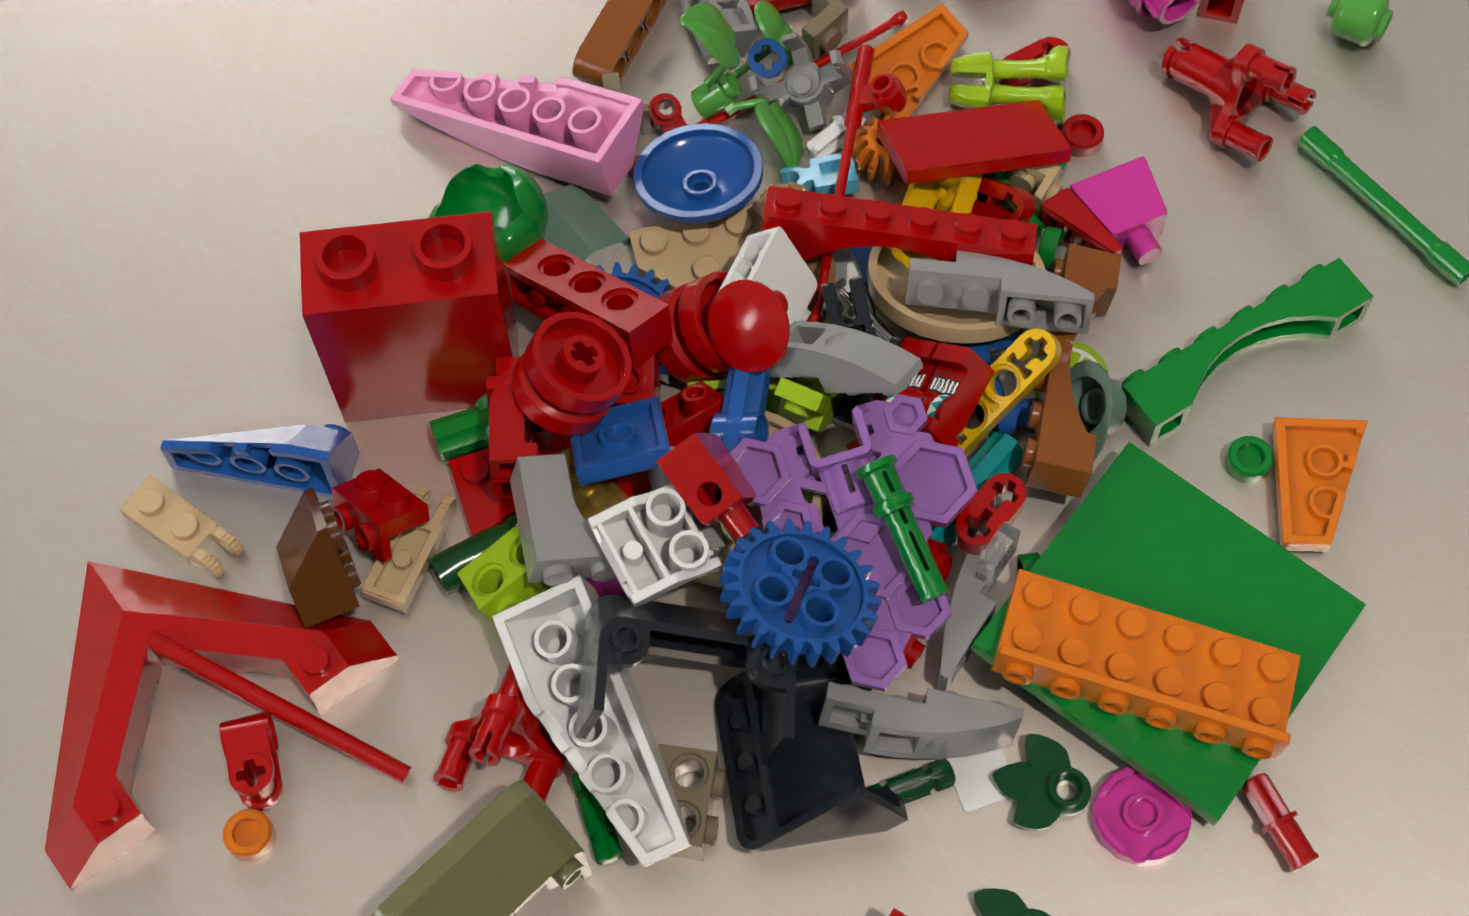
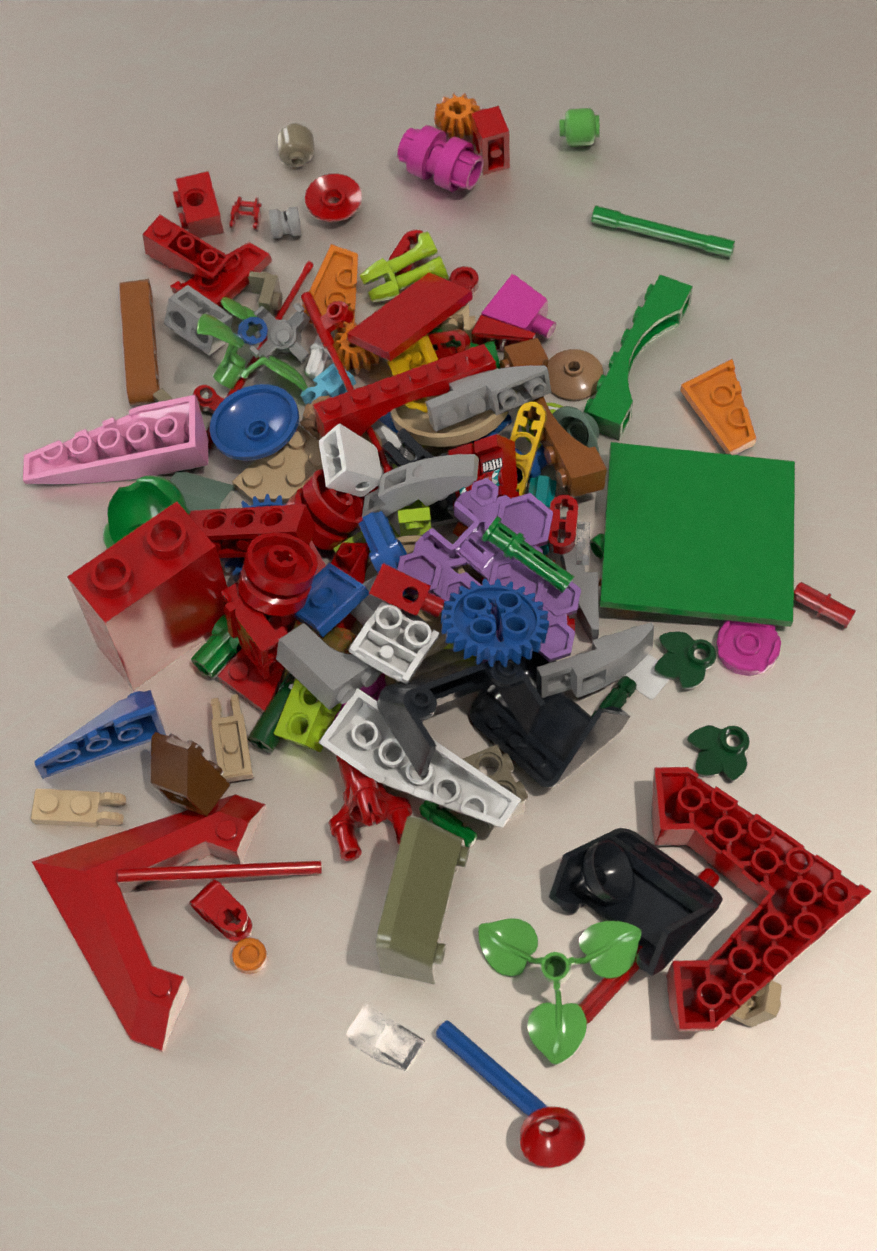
camera: 30 degrees left, 0 degrees up
(376, 509) = (200, 723): red bracket -> none
(749, 325) = (361, 490): red dish -> none
(1139, 343) = (574, 384): none -> medium nougat dish
(1147, 665) = (701, 559): orange bracket -> none
(1236, 90) = (538, 207): red wheel -> none
(1249, 459) = (680, 417): green tile -> none

